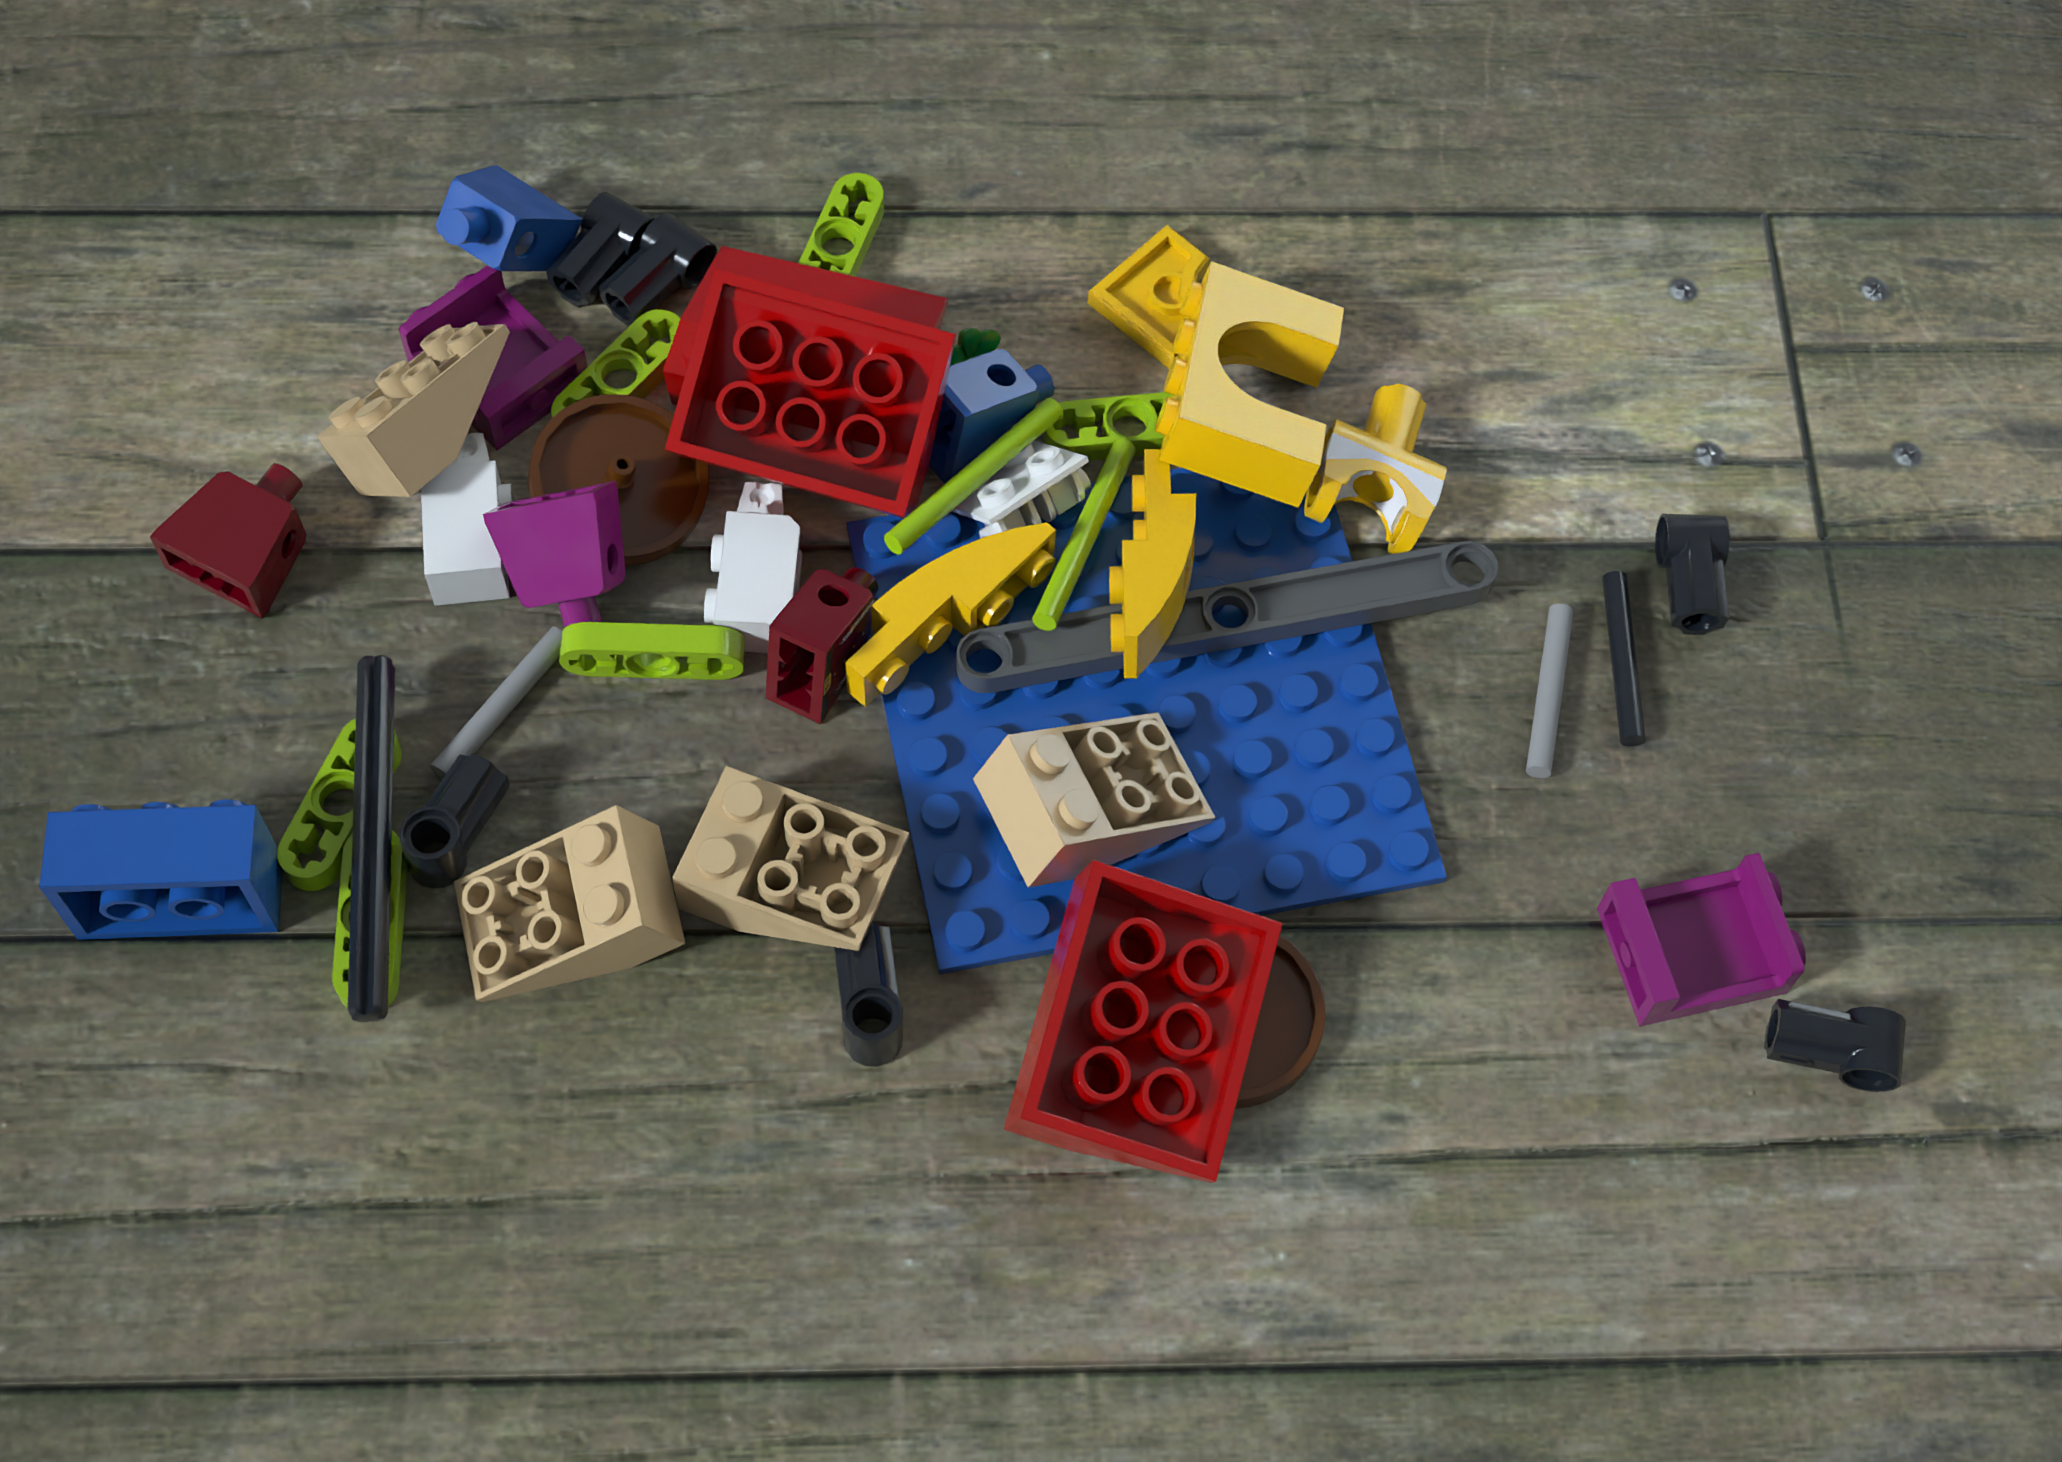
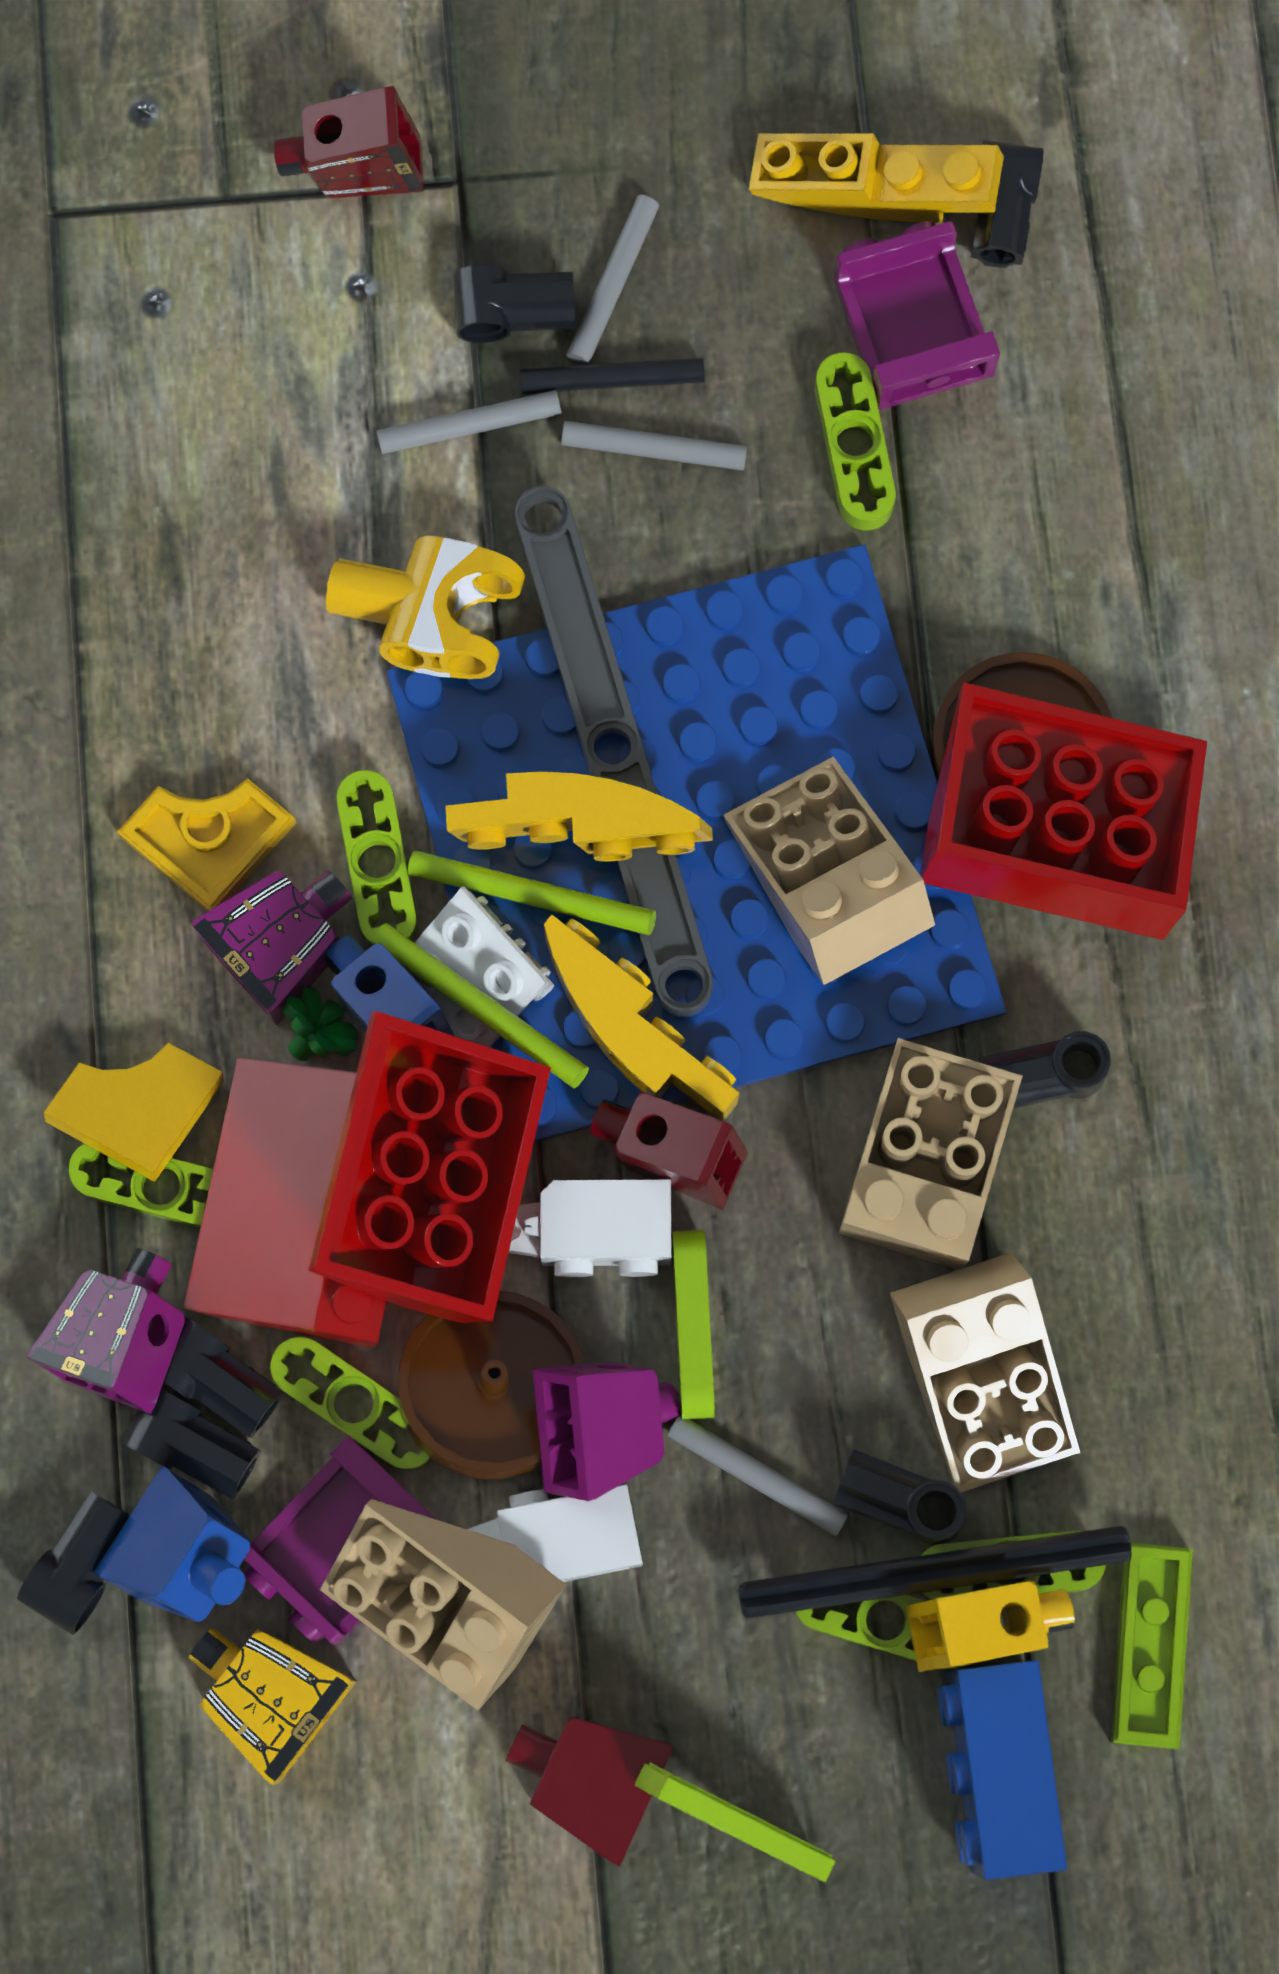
camera: 90 degrees left, 15 degrees up
(166, 633) = (735, 1821): none -> lime tile
(268, 1049) = (1152, 1646): none -> lime tile
(303, 855) = (969, 1627): none -> yellow torso
(363, 292) = (268, 1697): none -> yellow torso
(501, 144) = (63, 1578): none -> black piece
(701, 186) = (114, 1334): none -> magenta torso
(906, 223) = (137, 1111): none -> yellow tile
(1061, 327) = (274, 936): none -> magenta torso
(1214, 423) = (413, 767): yellow arch -> none
(1510, 862) = (863, 396): none -> lime beam
(1570, 531) = (469, 422): none -> light grey bar
(1727, 665) = (612, 280): none -> light grey bar
(1847, 440) = (356, 146): none -> dark red torso
(1853, 908) = (875, 181): none -> yellow slope

